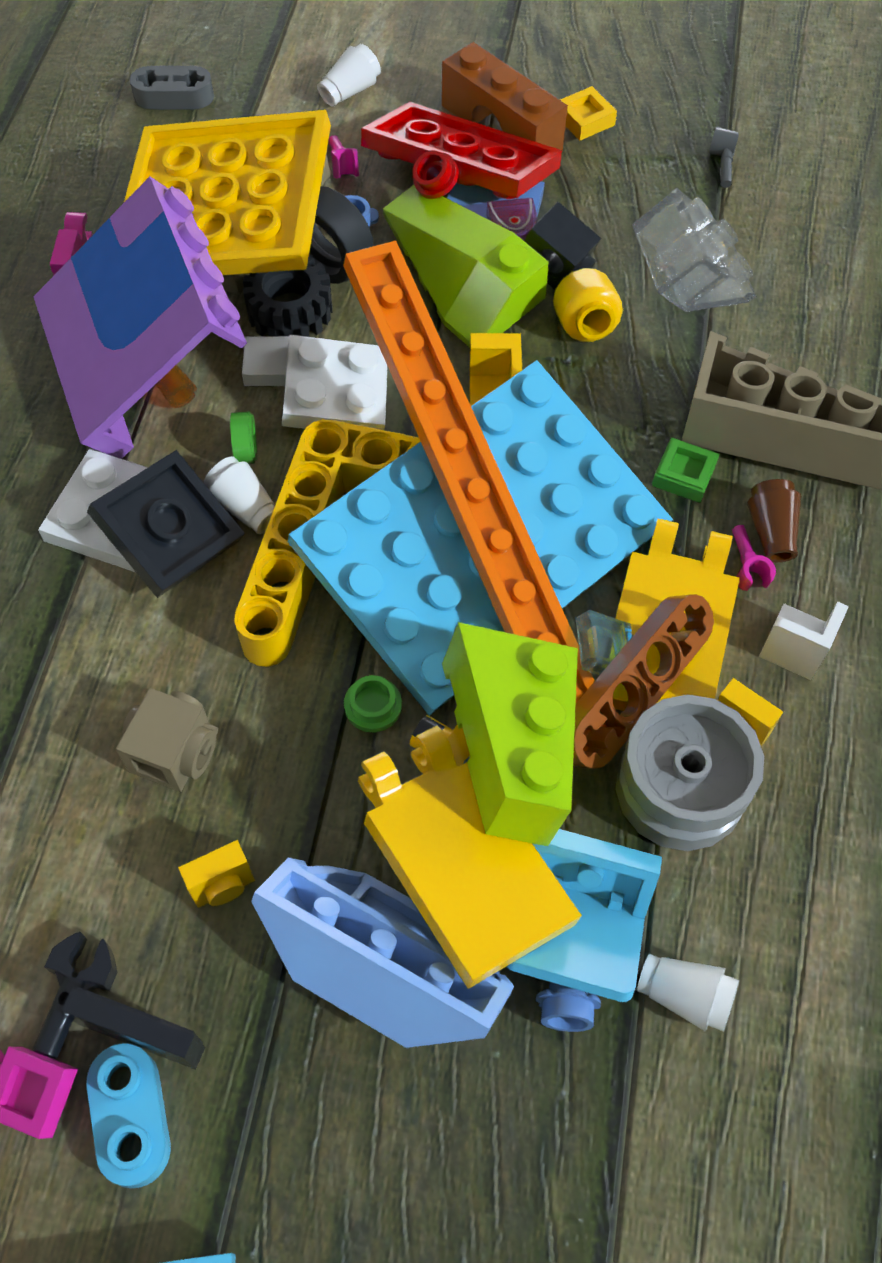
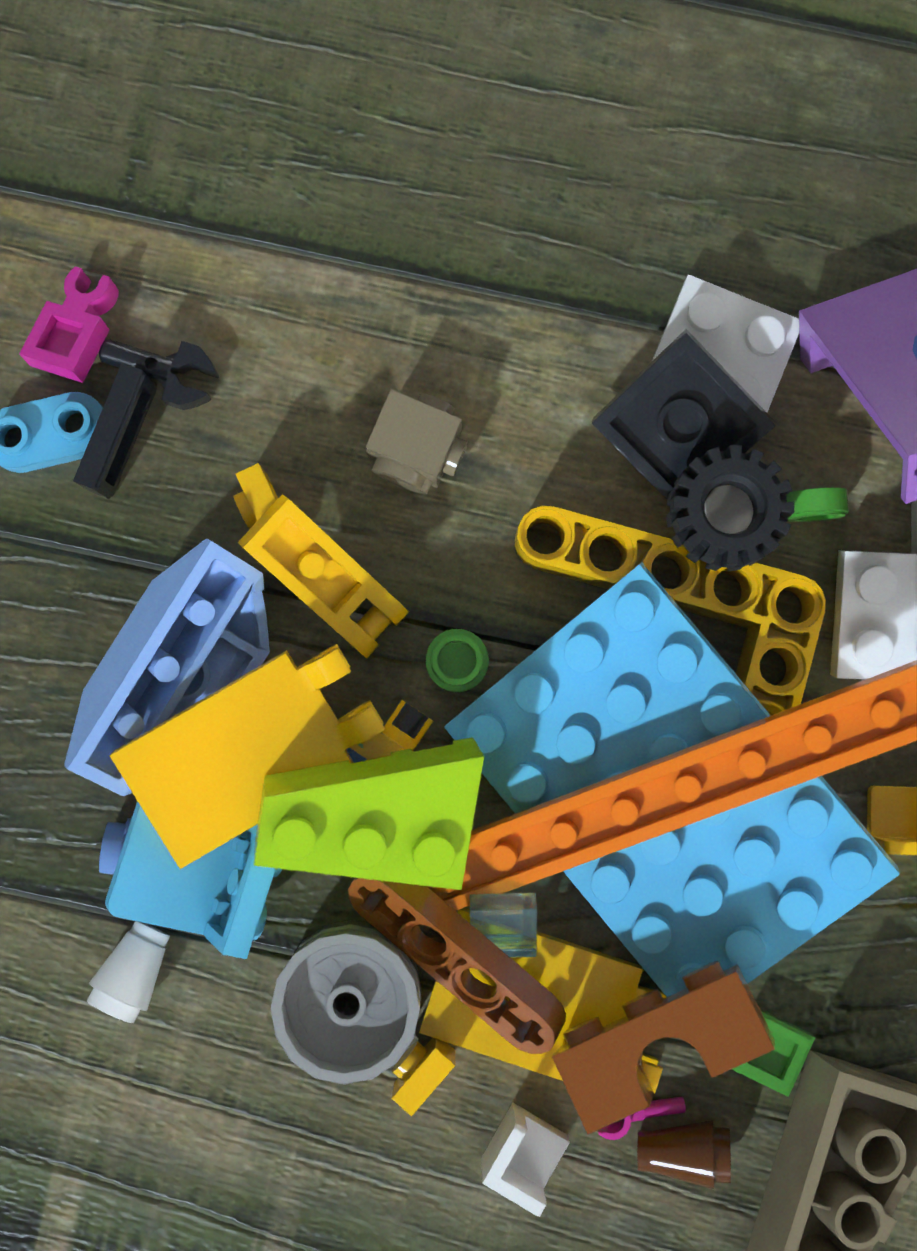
camera: 90 degrees right, 25 degrees up
(239, 451) = (760, 485): none -> black tyre
(288, 807) = (321, 574): none -> yellow plate
(708, 557) = (605, 1063): none -> dark orange arch

